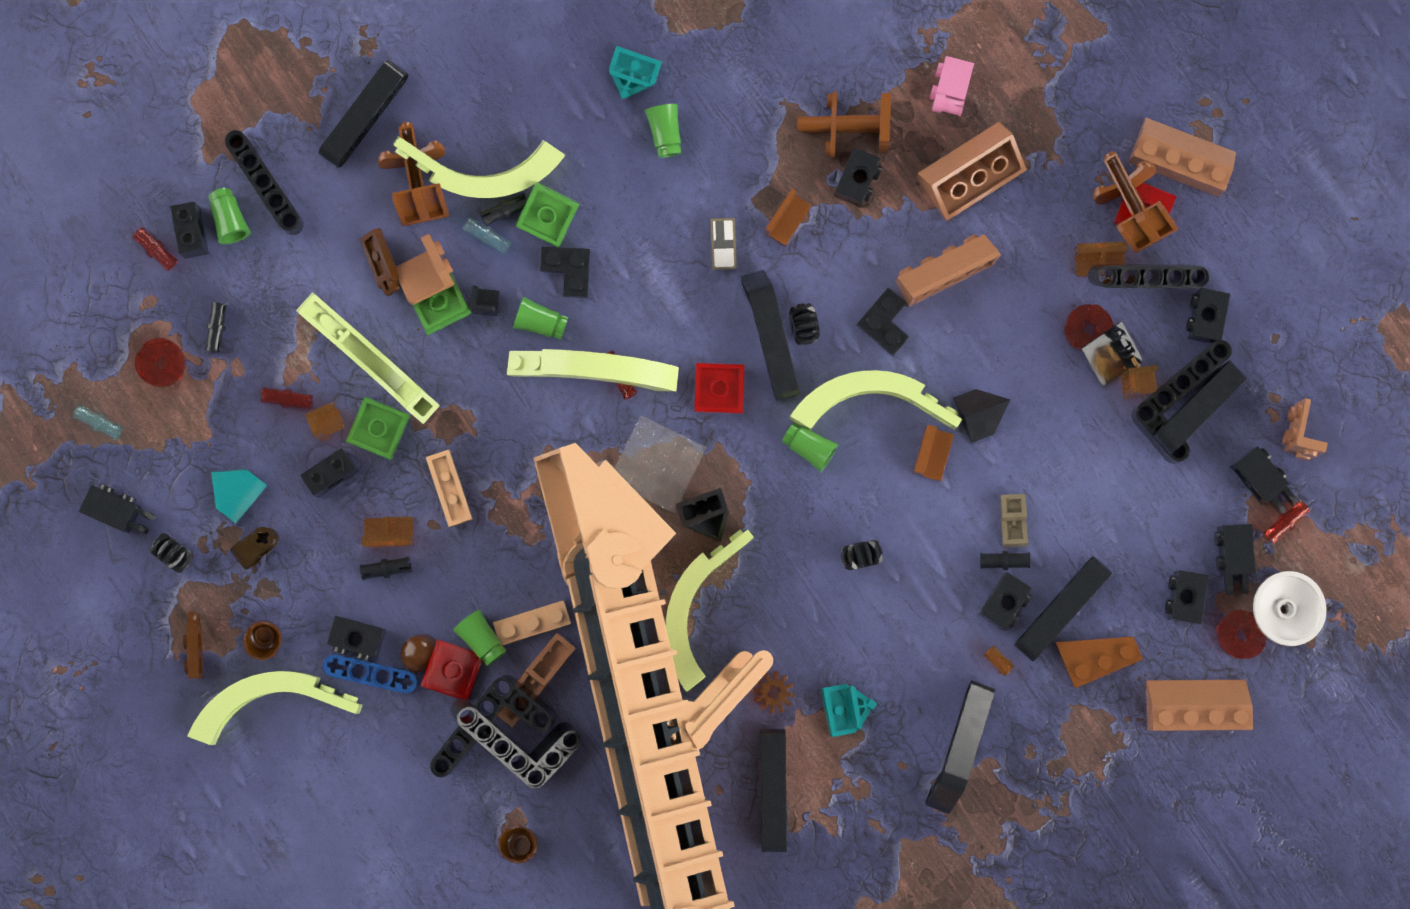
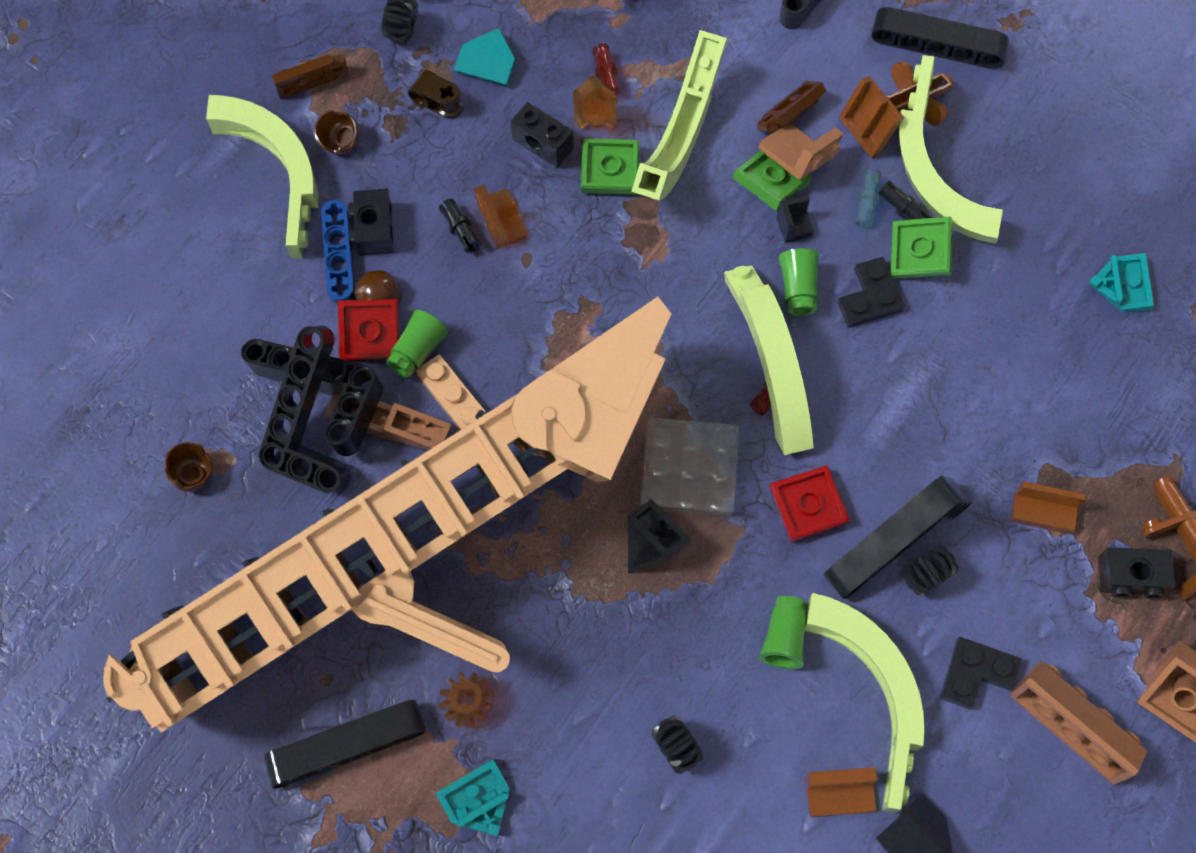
camera: 70 degrees right, 15 degrees down
(449, 488) = (572, 257): light nougat plate -> none
(665, 129) = (1080, 335): bright green plant -> none
(678, 609) = (533, 549): yellowish green arch -> none
(723, 243) = (980, 447): slope -> none

